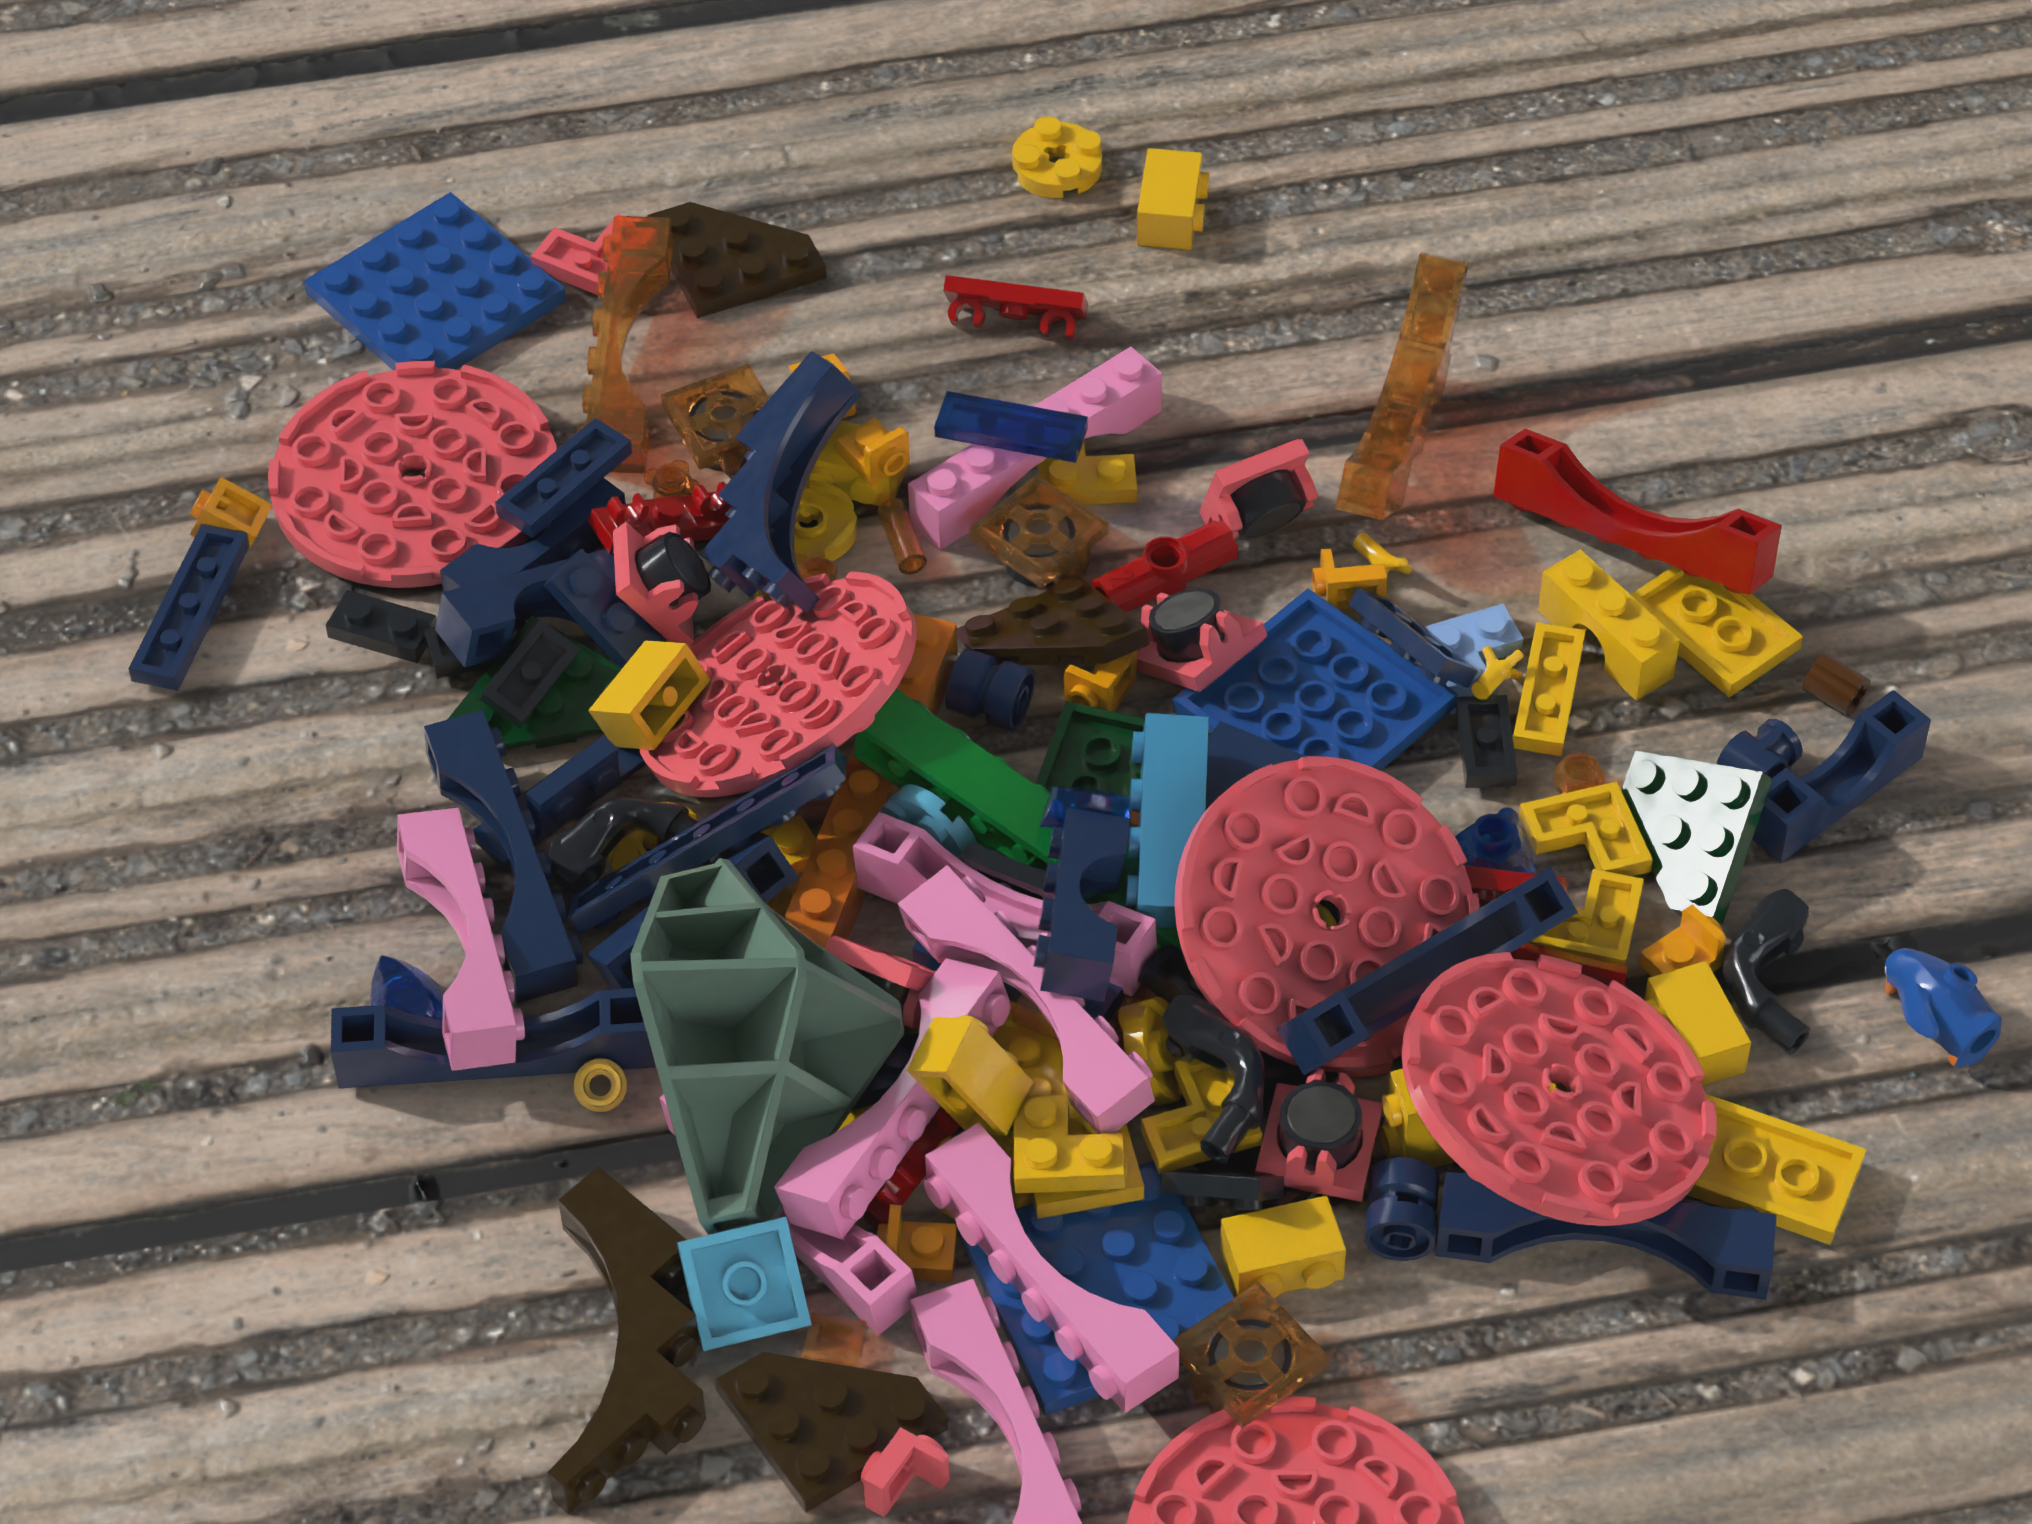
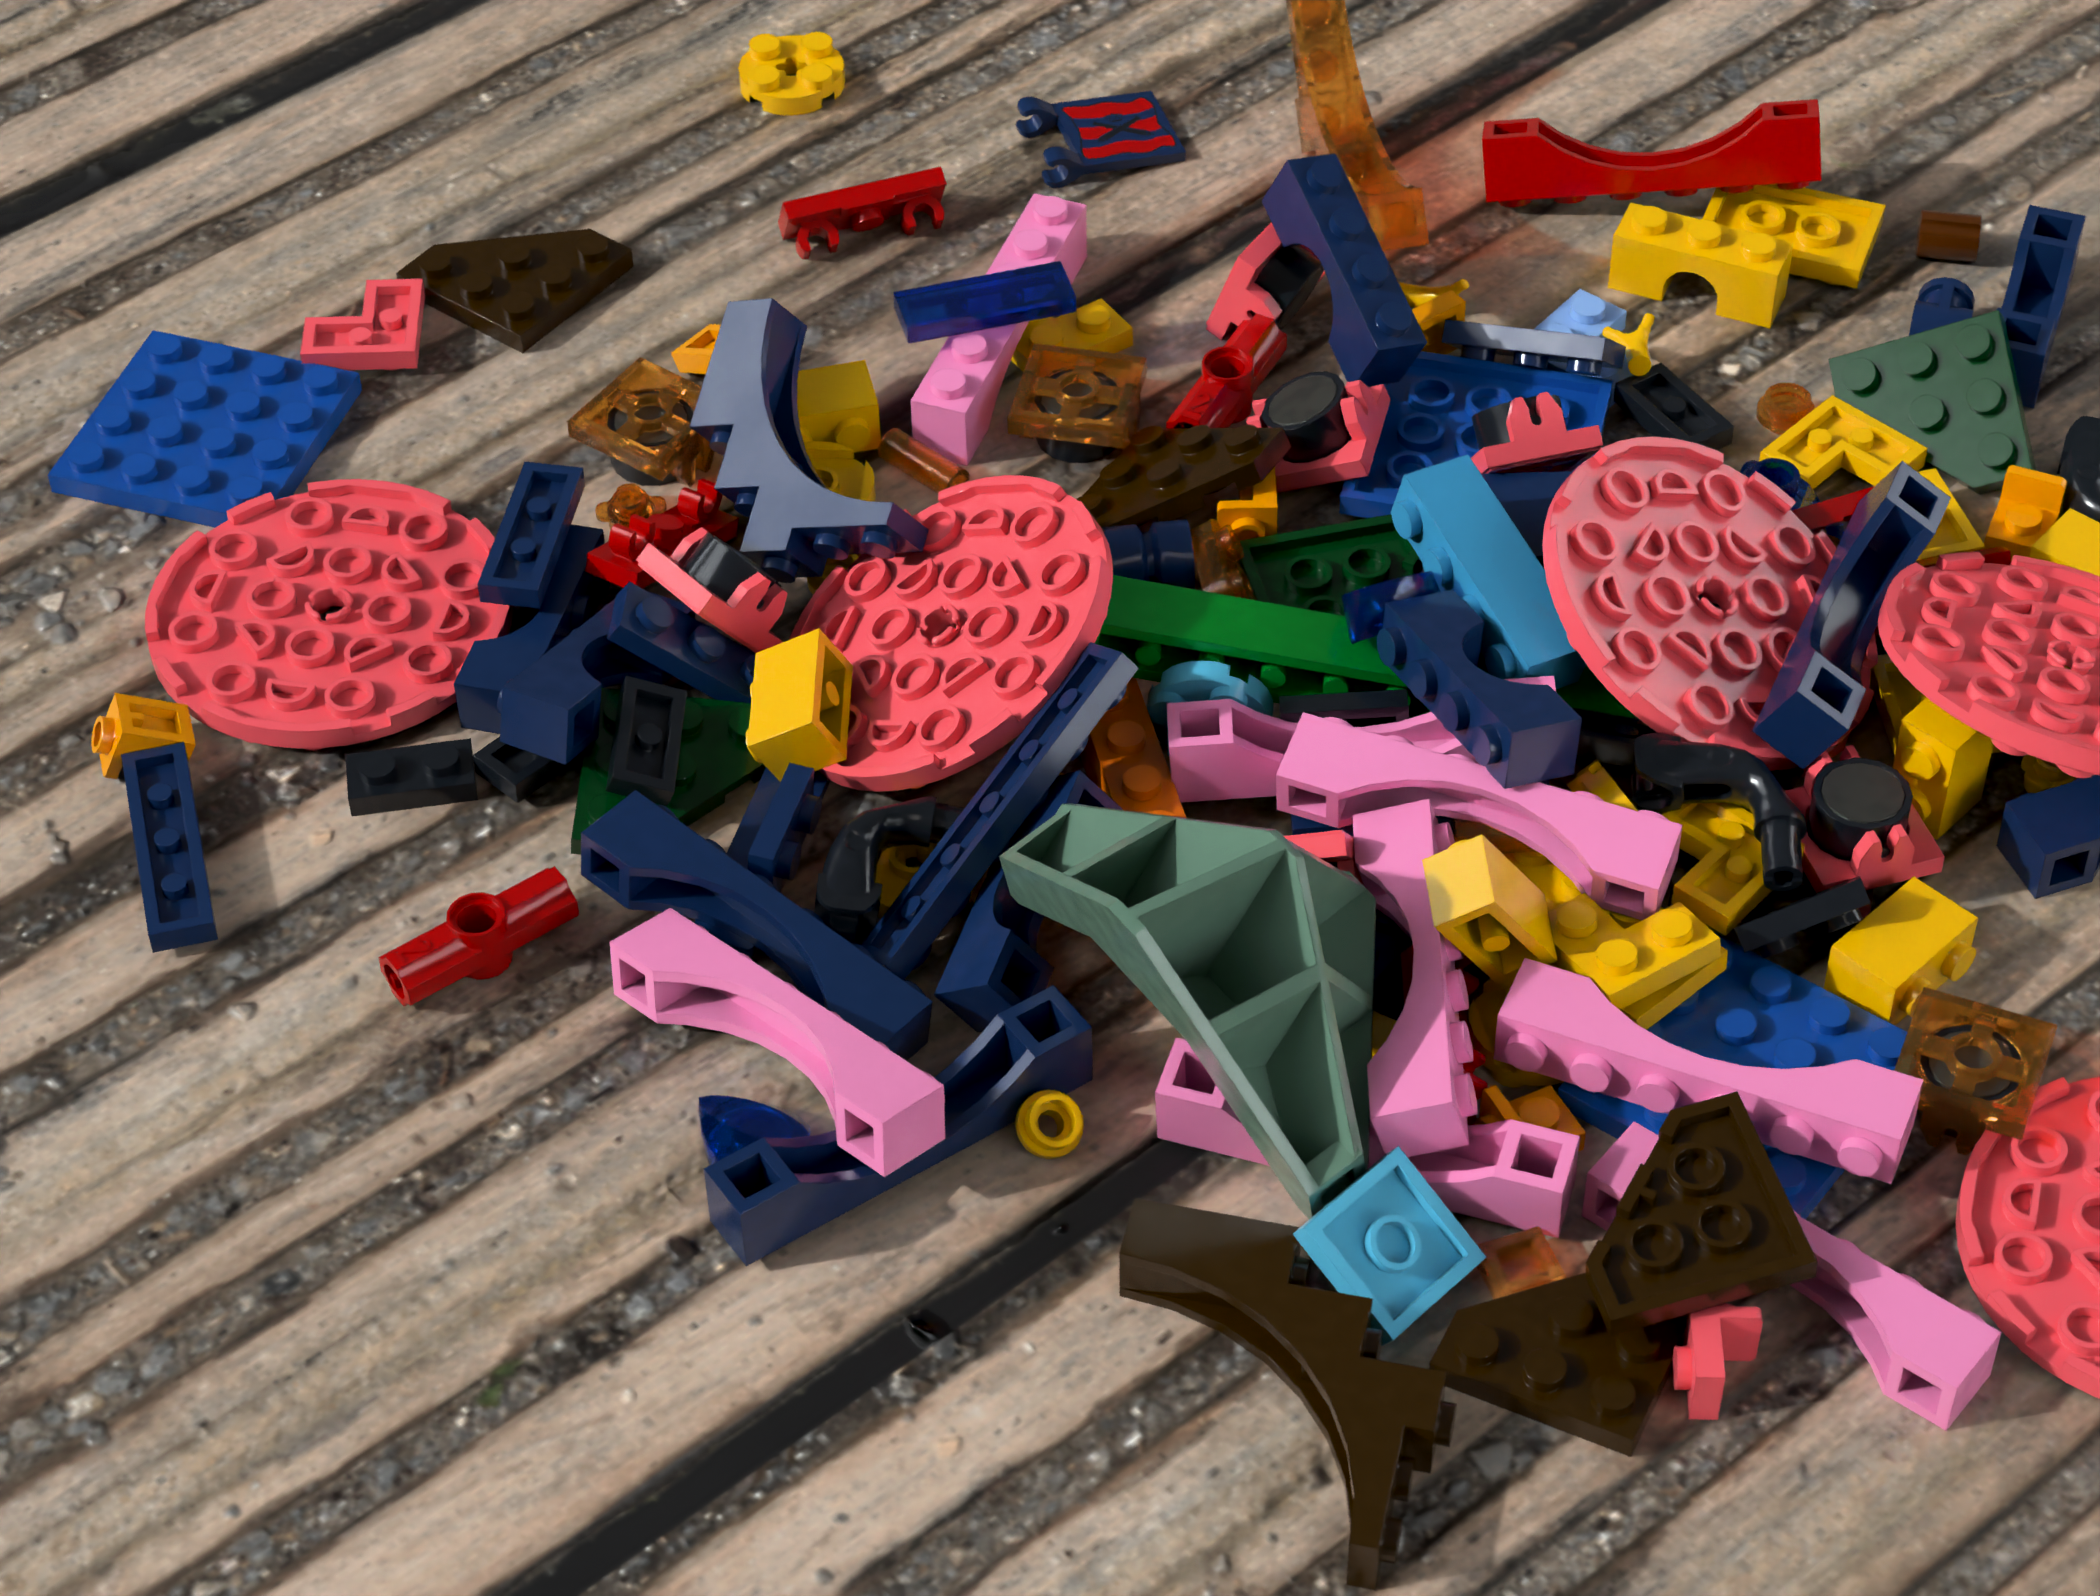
camera: 30 degrees left, 5 degrees down
(333, 768) = (479, 936): none -> red piece
(637, 270) = (440, 316): clear orange arch -> none
(875, 450) = (852, 383): light orange bracket -> none
(942, 1373) = (1698, 1223): none -> dark brown plate
(1032, 721) = (1216, 559): none -> clear orange plate
(1170, 199) = (944, 63): yellow brick -> none
(1251, 310) = (1101, 134): none -> dark blue flag
(1286, 540) = (1372, 320): none -> dark blue arch
(1310, 719) = (1531, 437): none -> coral piece
(1401, 1209) = (1987, 862): dark blue wheel -> none
(1548, 689) = (1691, 343): yellow plate -> none

